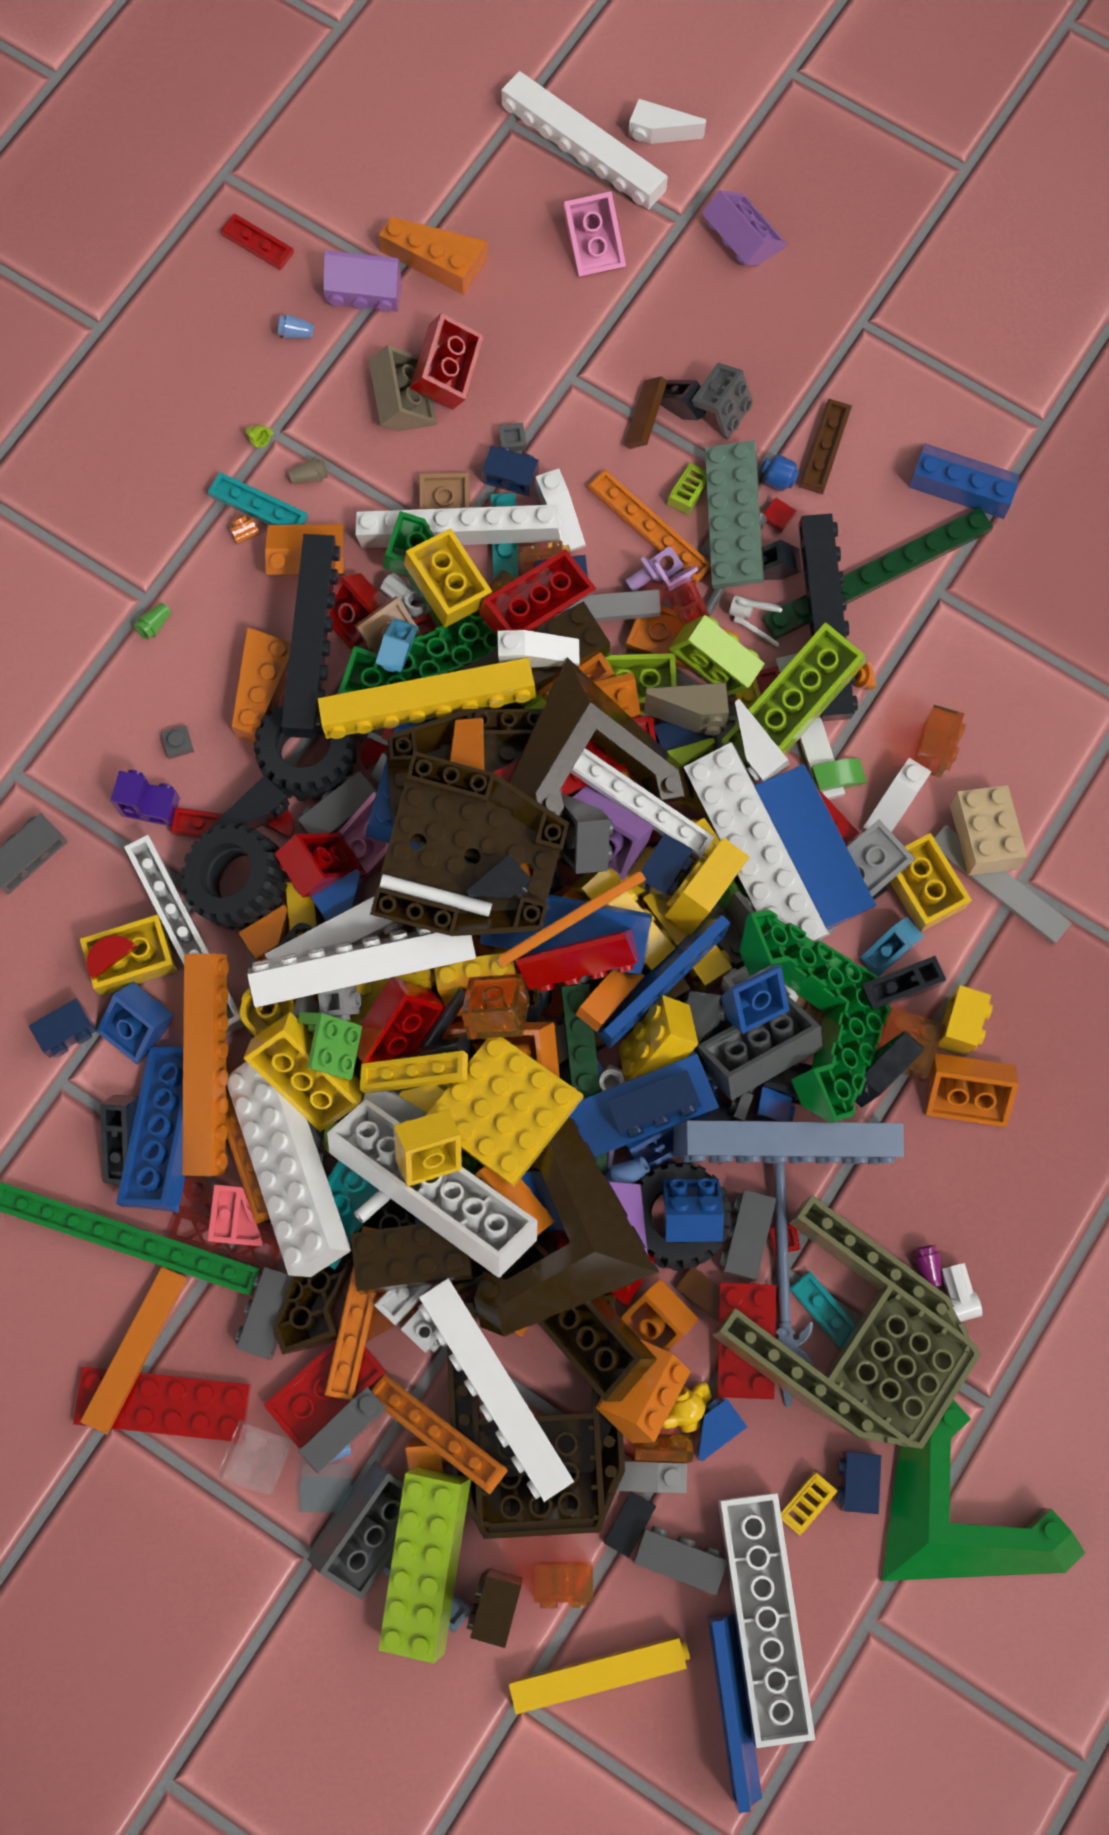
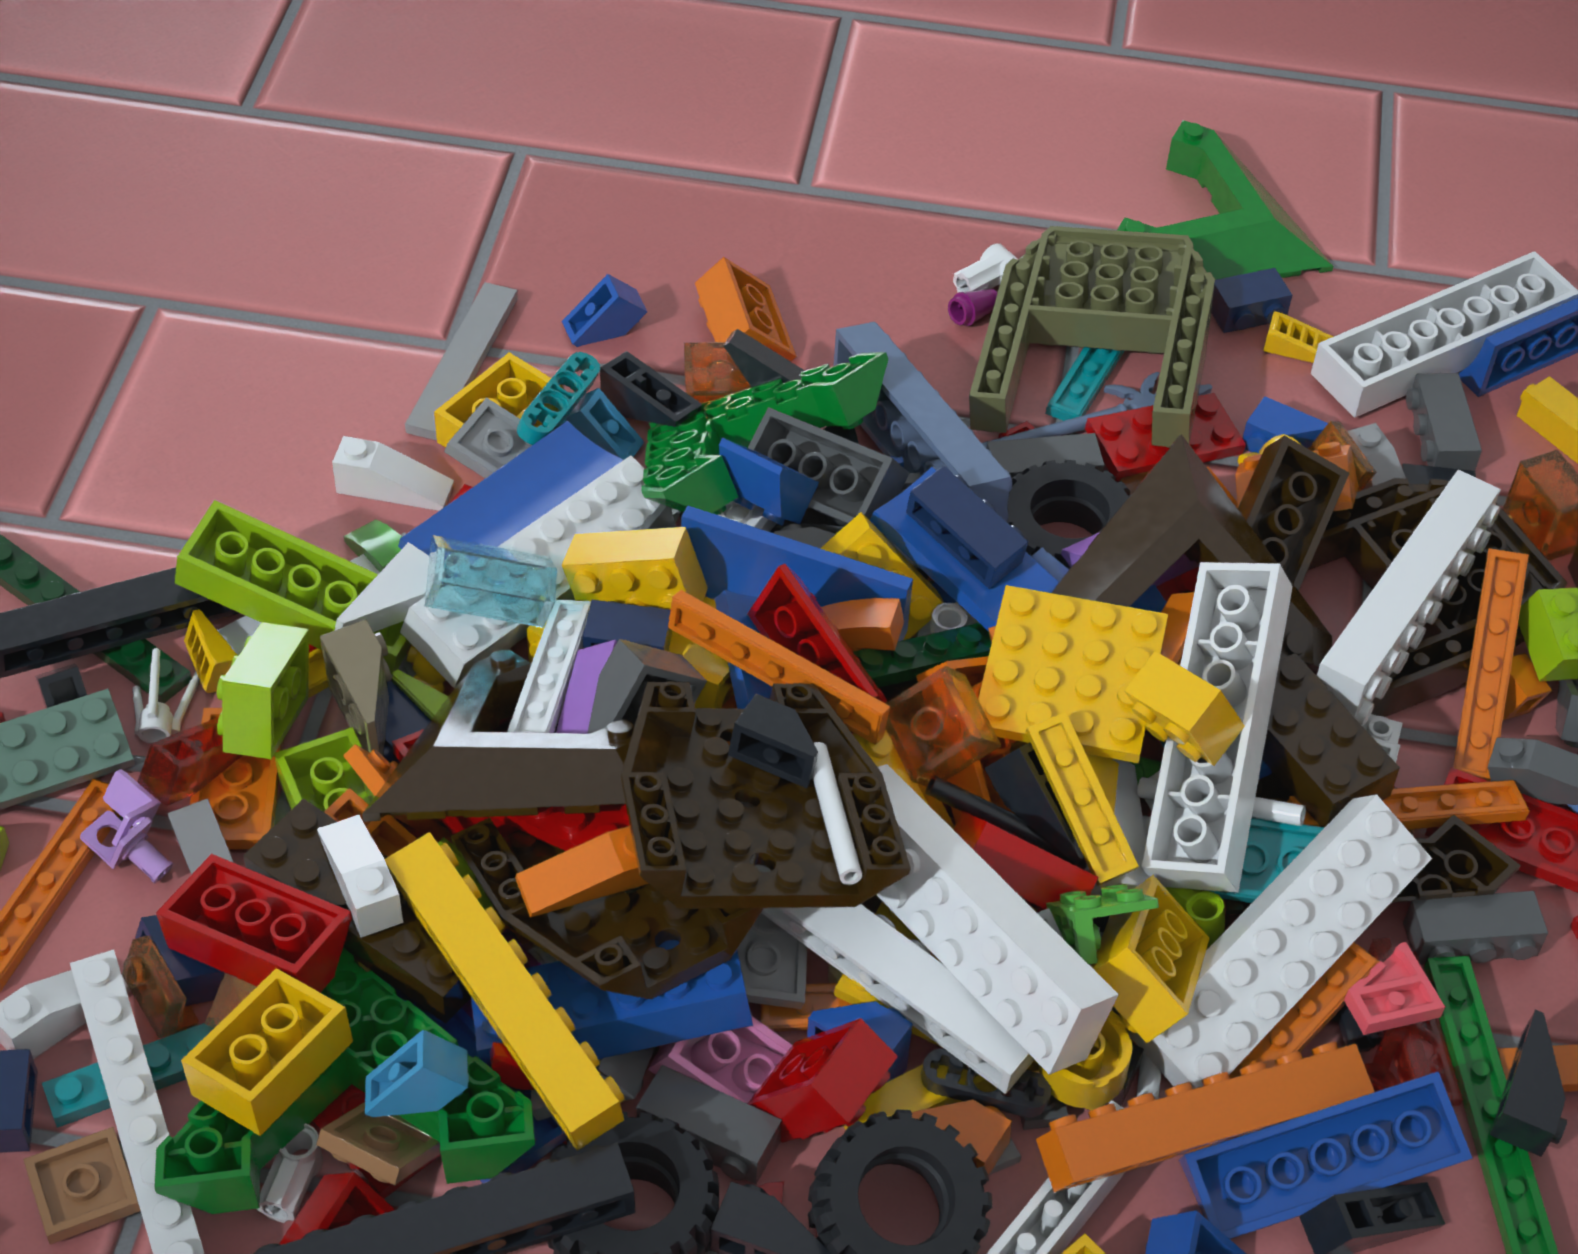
camera: 115 degrees left, 25 degrees down
(135, 1262) = (1532, 1094): none -> black slope
(693, 1210) = (1062, 483): blue slope -> none
(734, 794) = (490, 581): none -> clear light blue slope
(777, 649) = (208, 651): none -> yellow slope
(907, 912) = (556, 396): none -> teal beam
(939, 740) = (293, 445): clear orange brick -> none
(964, 1020) = (663, 324): yellow brick -> none
(988, 830) = (399, 372): tan brick -> none
(1007, 993) = (604, 313): none -> blue slope

